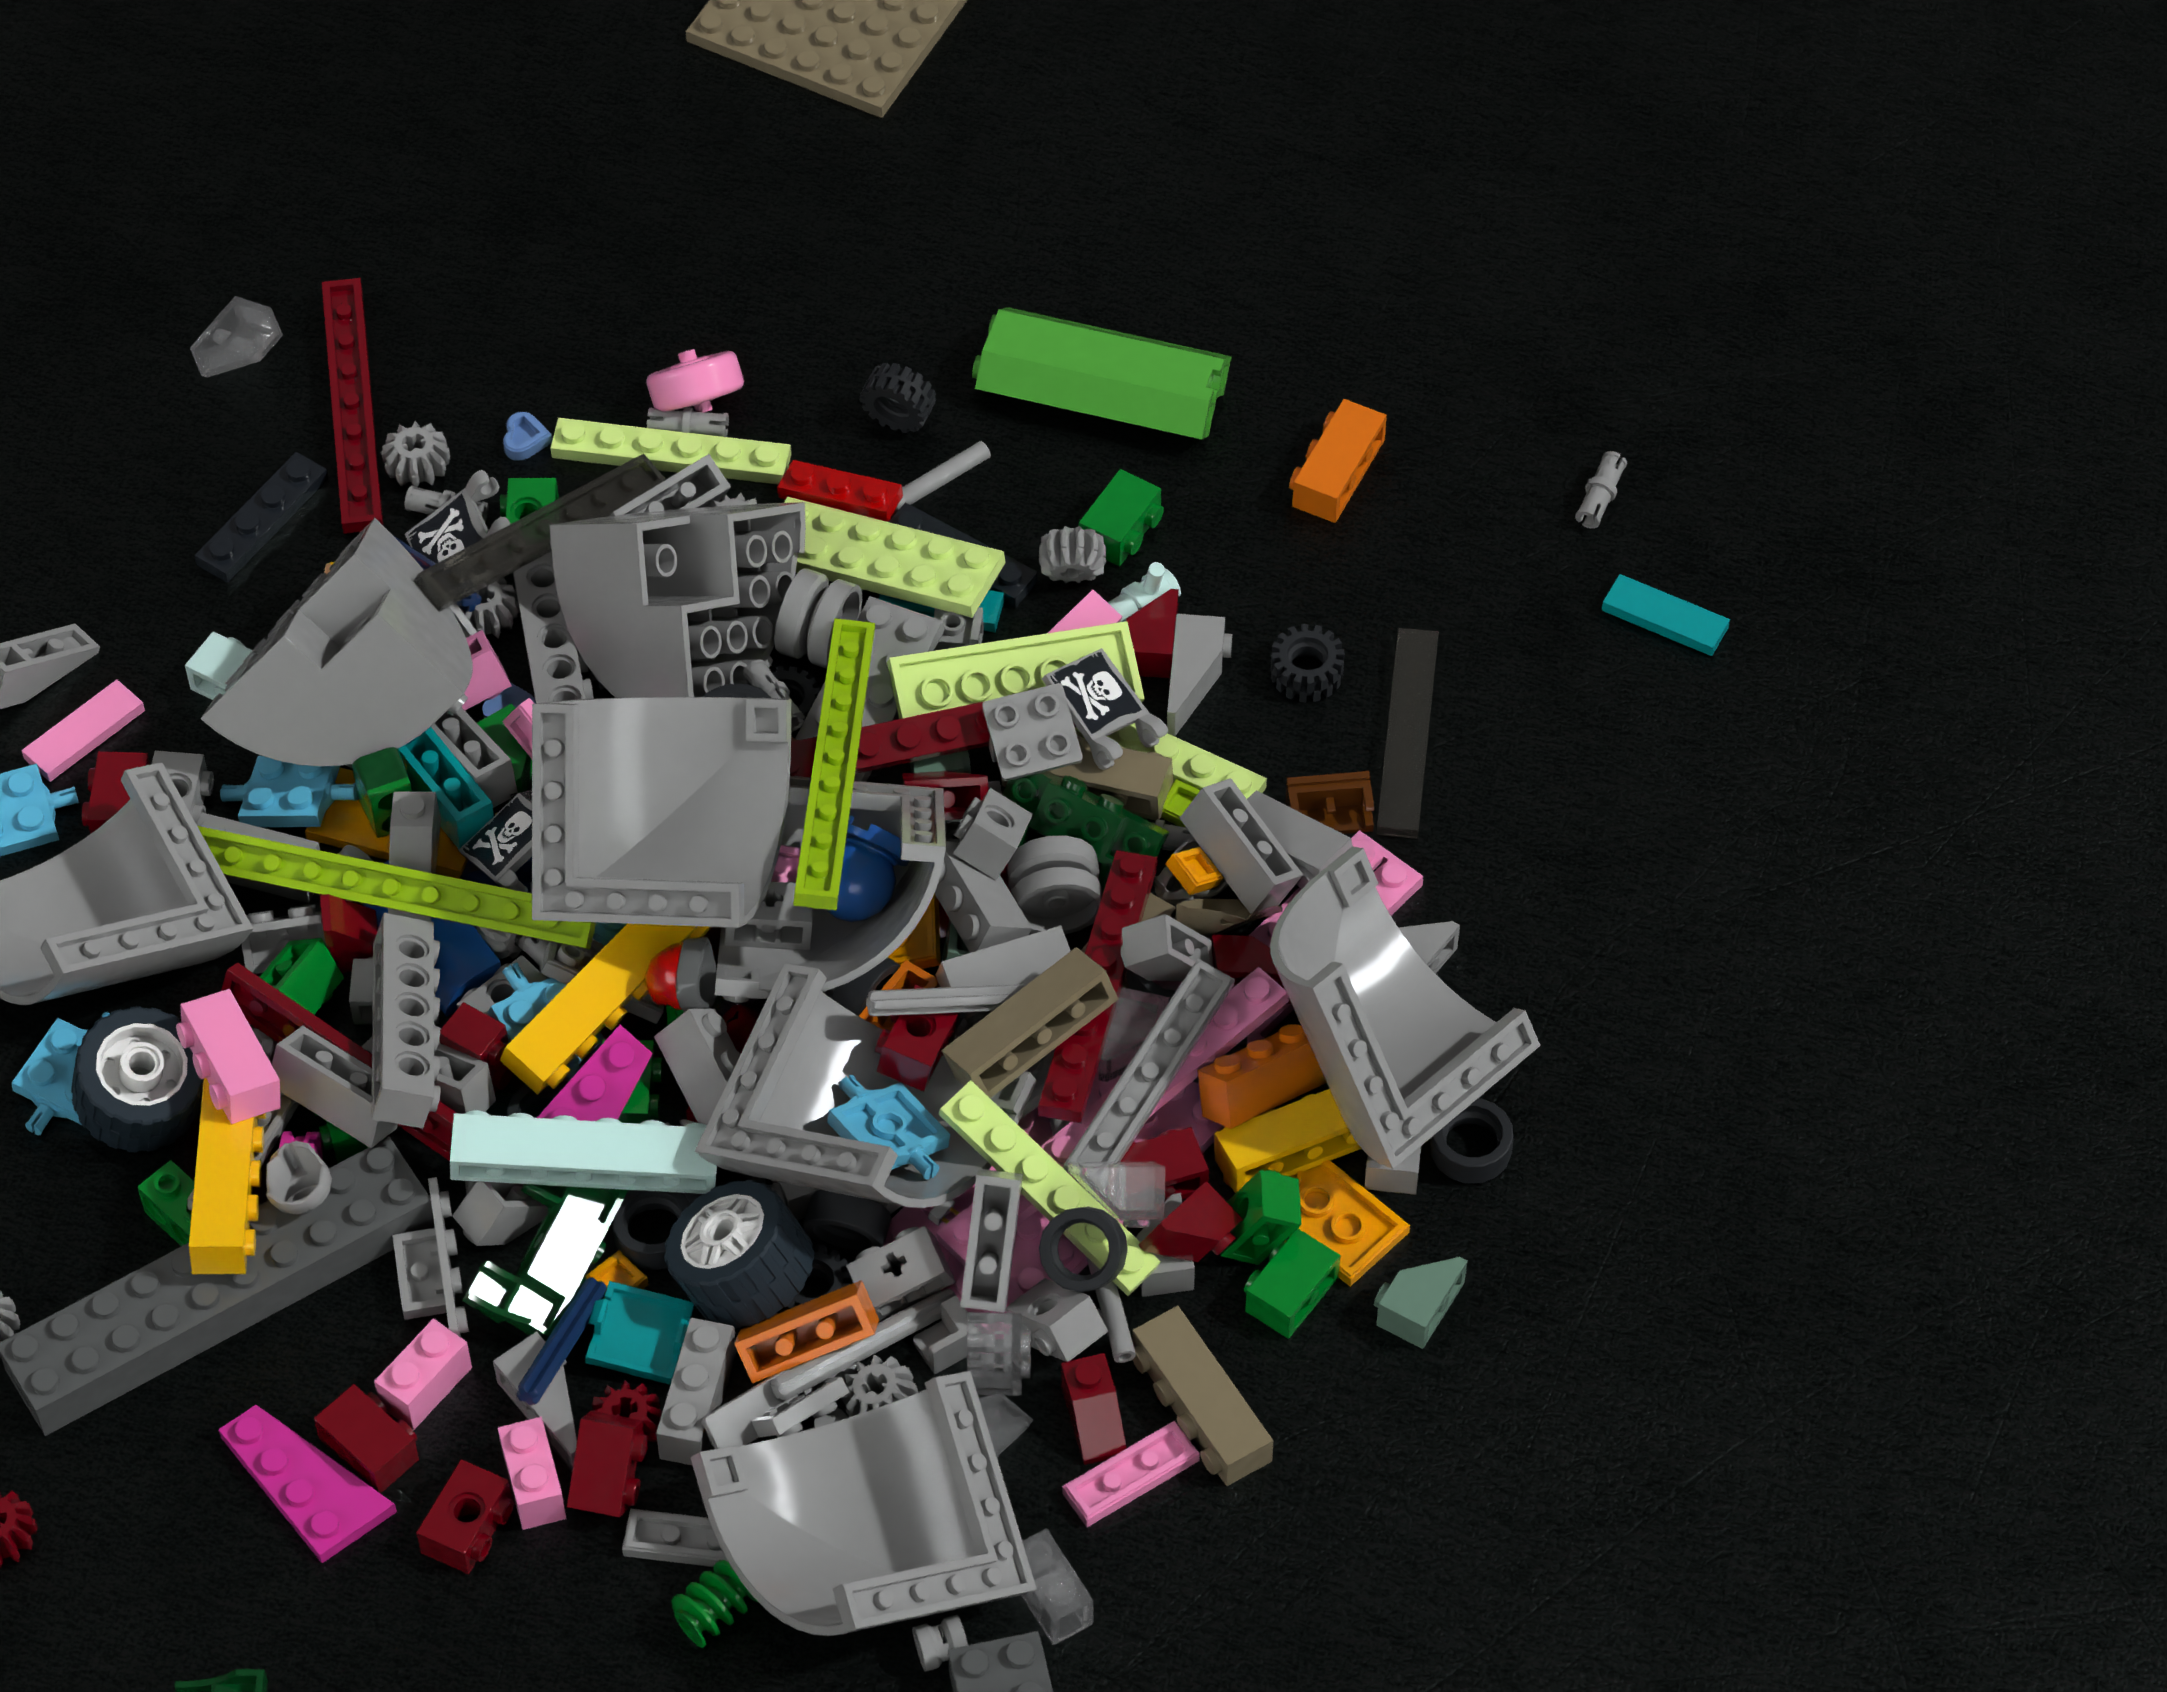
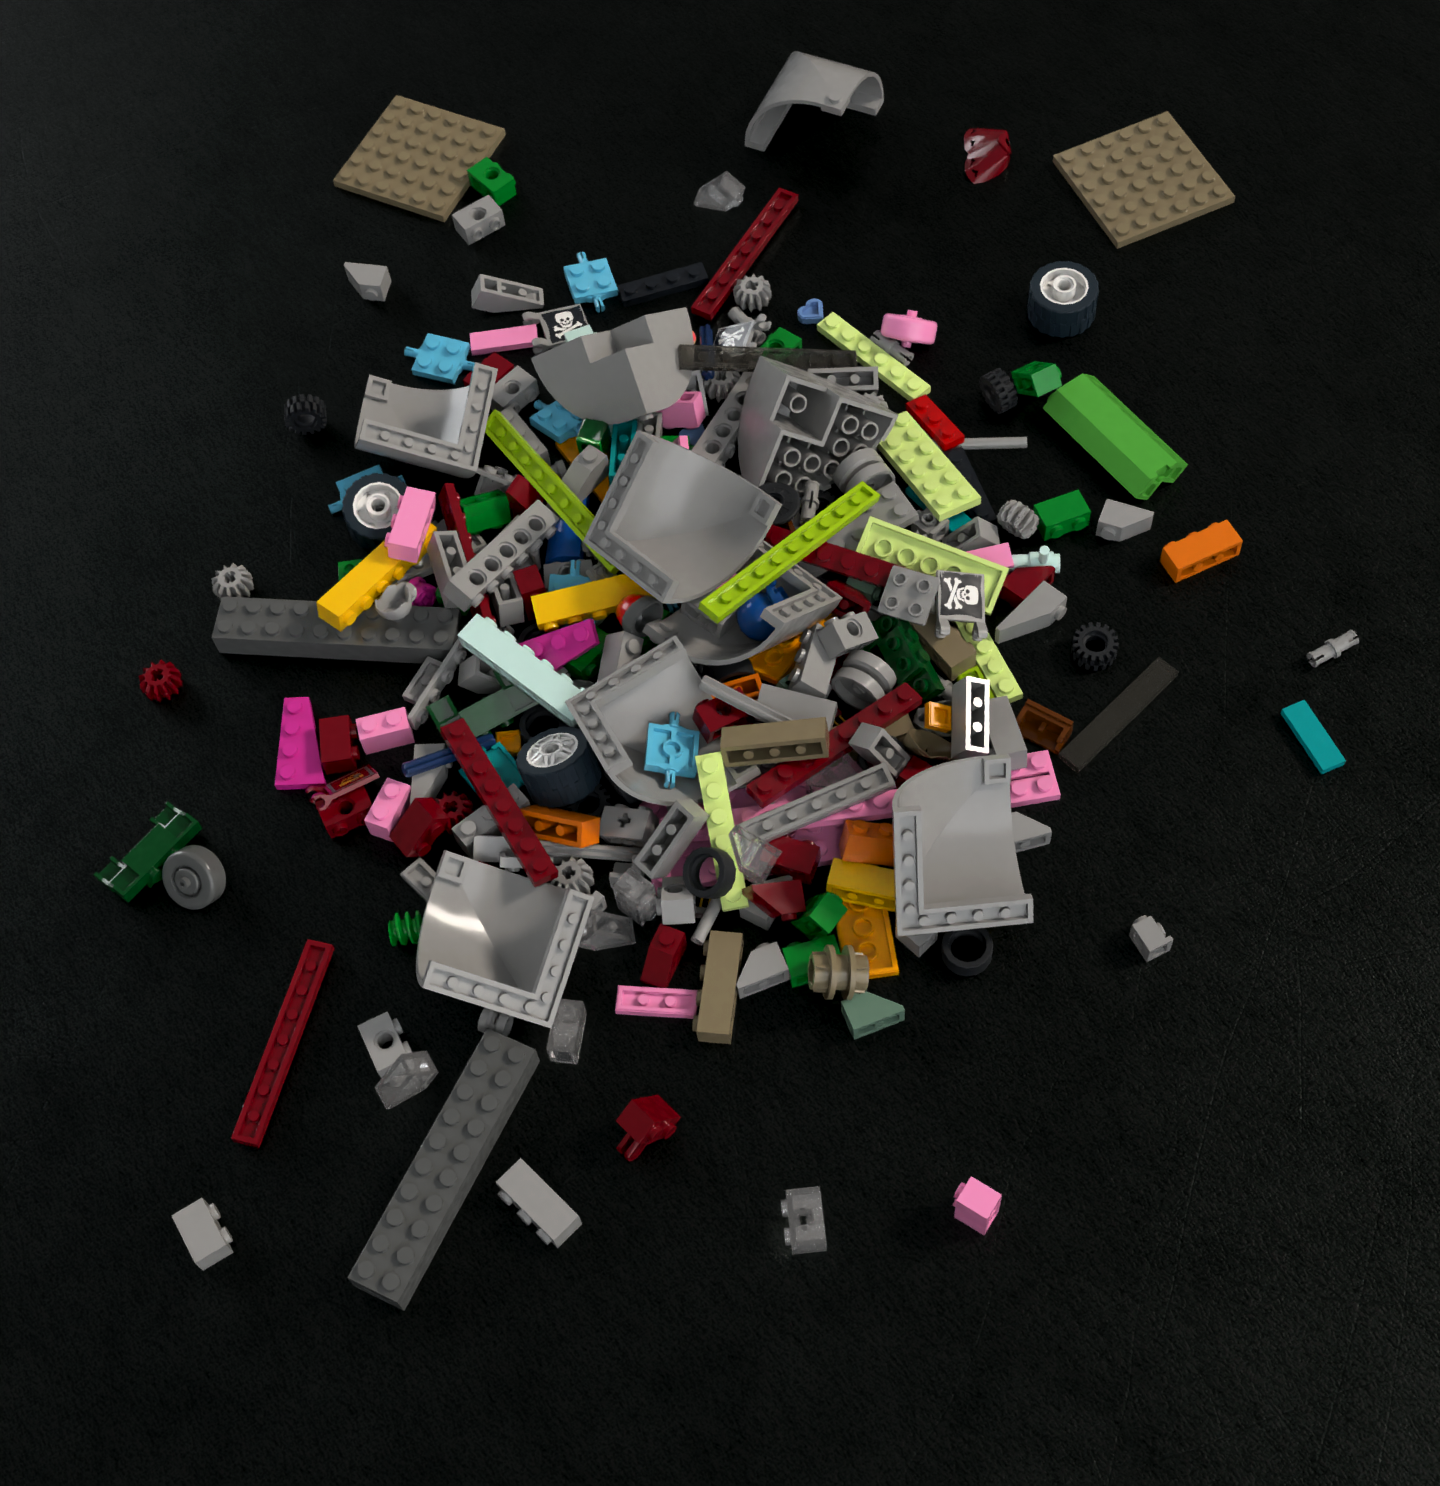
camera: 45 degrees right, 5 degrees up
(144, 572) = (590, 281): none -> medium azure plate
(151, 661) = (554, 325): none -> flag
(253, 103) = (816, 83): none -> light grey panel
(434, 1484) = (341, 786): none -> dark red flag
(587, 68) = (989, 151): none -> dark red piece
(700, 1350) = (499, 803): none -> dark red plate
(878, 224) = (1062, 299): none -> black wheel
(940, 349) = (1037, 378): none -> green brick
(1031, 611) = (973, 535): none -> light grey slope
(1205, 479) = (1122, 521): none -> light grey slope
(1239, 1332) = (762, 970): none -> light grey slope
(1265, 1617) = (645, 1122): none -> dark red brick
(1354, 1263) = (838, 972): none -> dark tan piece
(1560, 1598) = (804, 1237): none -> clear brick
(1679, 981) = (1150, 937): none -> light grey brick
(1753, 1429) = (976, 1205): none -> bright pink brick

